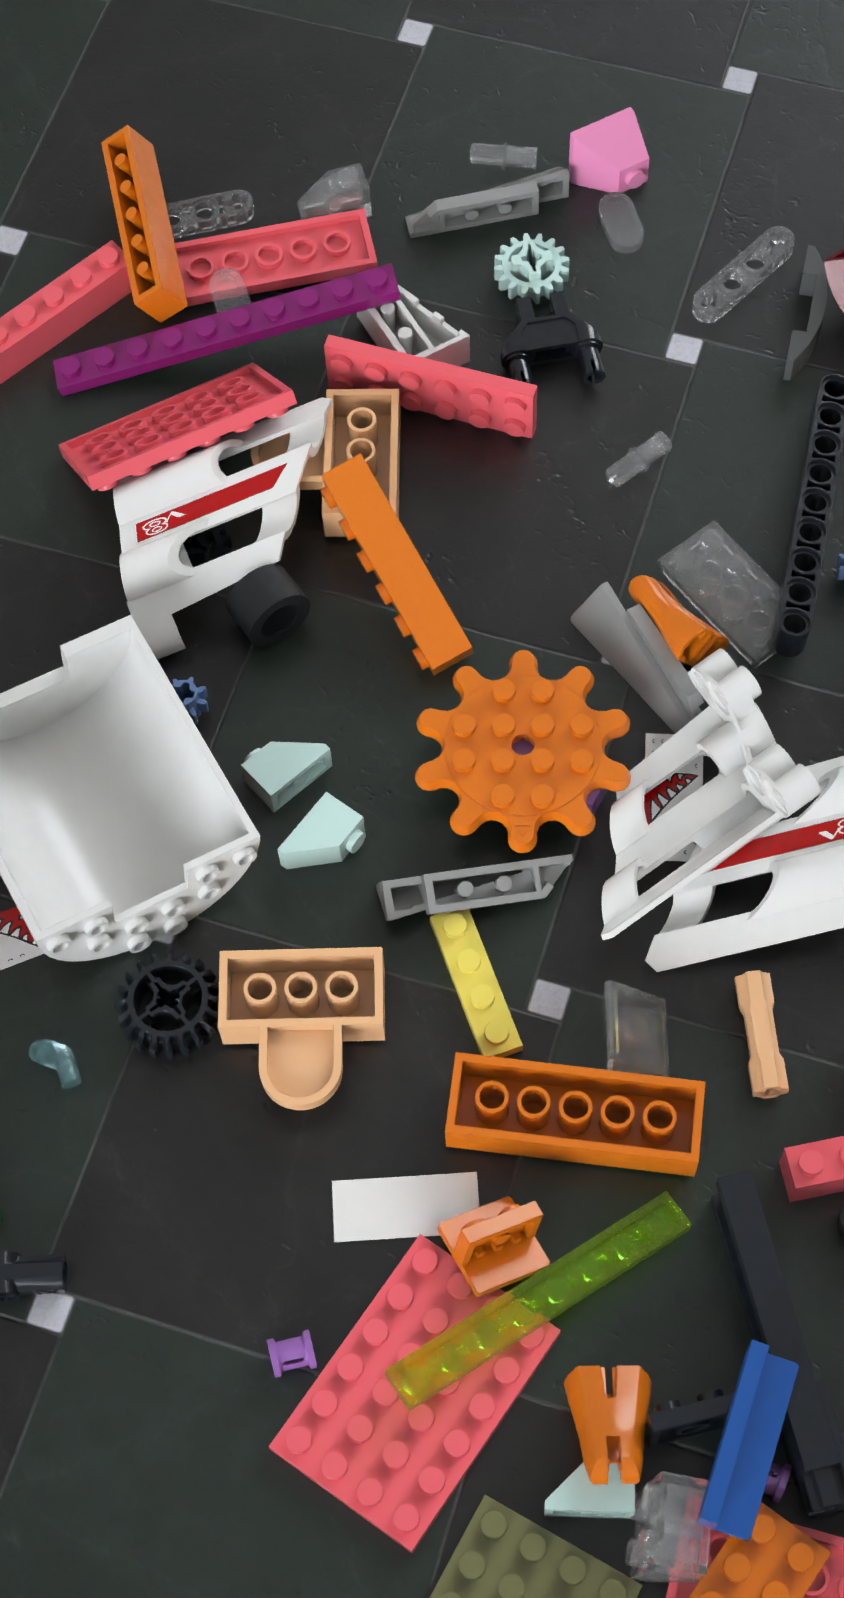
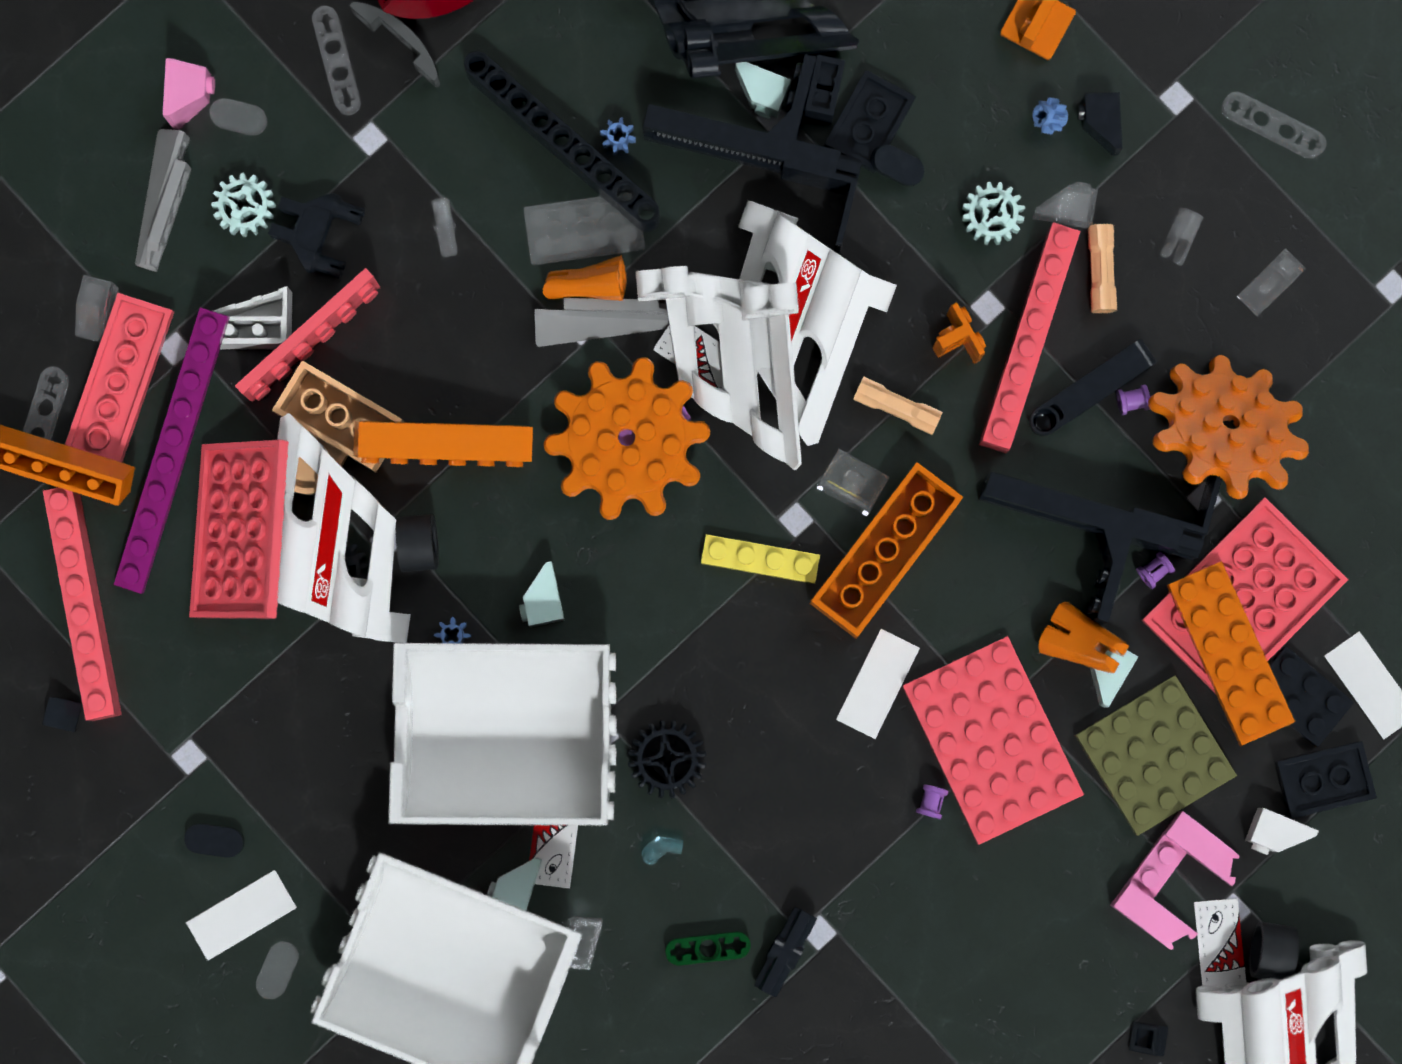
camera: 65 degrees left, 20 degrees up
(228, 290) = (139, 430): clear tile -> none
(300, 1013) = (725, 679): light nougat brick -> none
(323, 835) = (606, 596): light aqua slope -> none
(471, 887) = (696, 526): light grey wedge -> none
(495, 1244) = (937, 645): orange bracket -> none
(504, 155) = (128, 164): clear axle -> none
(536, 1301) = (987, 638): clear neon green plate -> none
(666, 1536) = (1161, 642): clear slope -> none
(748, 1442) = (1145, 572): blue panel -> none

